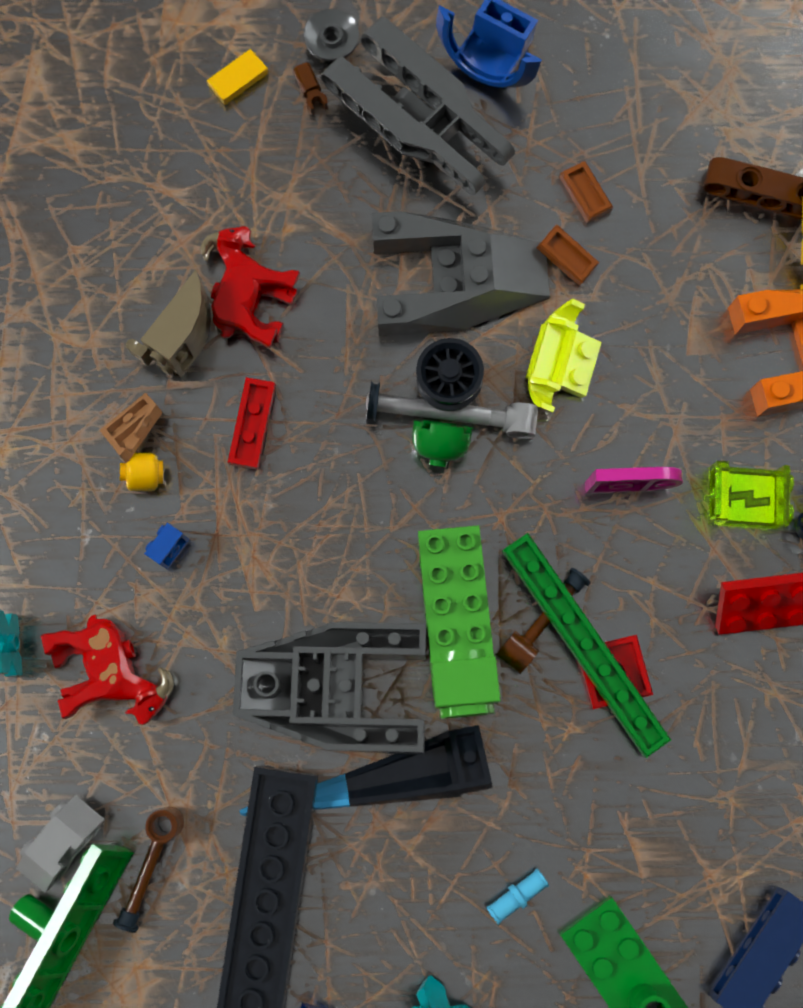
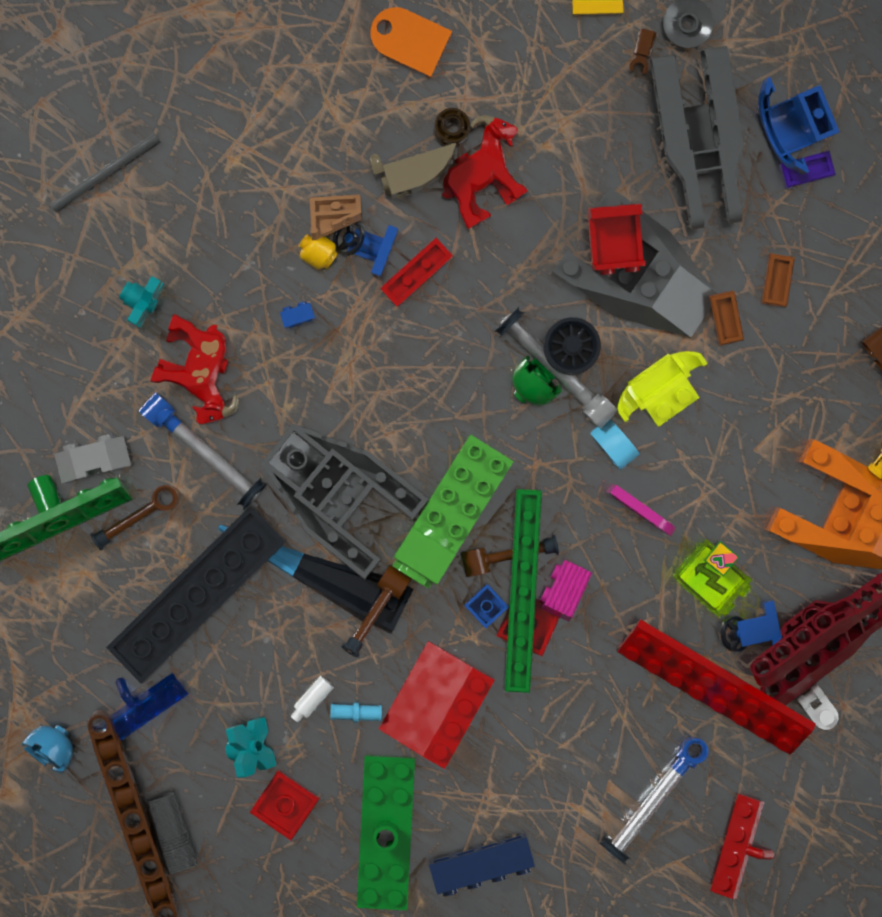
camera: 40 degrees right, 10 degrees up
(93, 226) = (412, 40): none -> orange tile
(101, 743) = (161, 414): none -> piece
(183, 260) = (455, 116): none -> dark brown wheel
(187, 433) = (367, 245): none -> blue piece
(411, 247) = (616, 238): none -> red panel
(456, 736) = (392, 585): none -> reddish brown piece
(463, 917) = (312, 698): none -> white cylinder
(528, 95) = (819, 167): none -> dark purple tile
(561, 686) = (486, 605): none -> blue piece
(565, 440) = (615, 444): none -> medium azure panel
(591, 825) = (436, 704): none -> red slope
(625, 612) = (566, 590): none -> dark pink brick
(743, 471) = (721, 558): none -> tile

